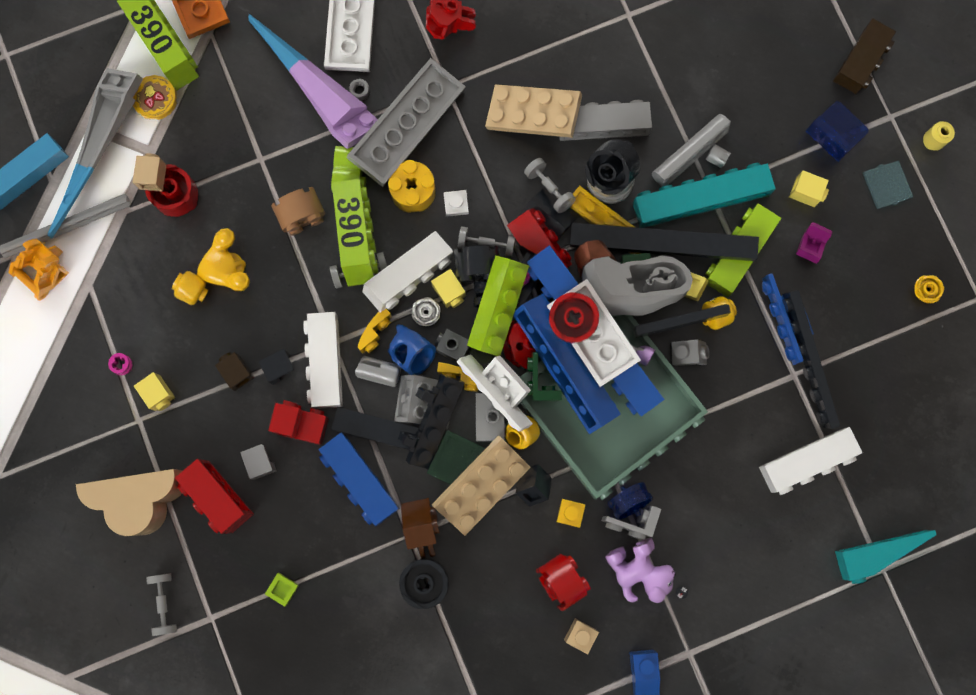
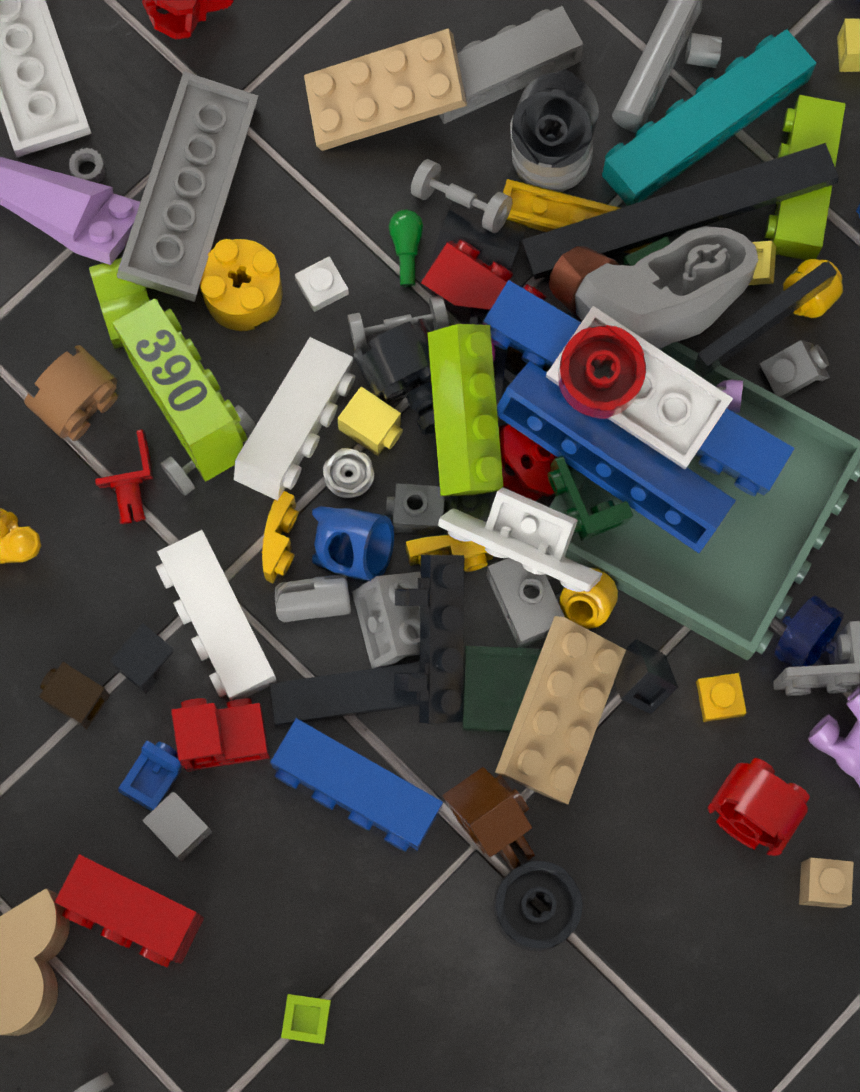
camera: 25 degrees left, 5 degrees down
(255, 430) = (151, 775): none -> blue bracket
(307, 272) = (127, 485): none -> red bracket
(512, 193) = (406, 233): none -> green piece

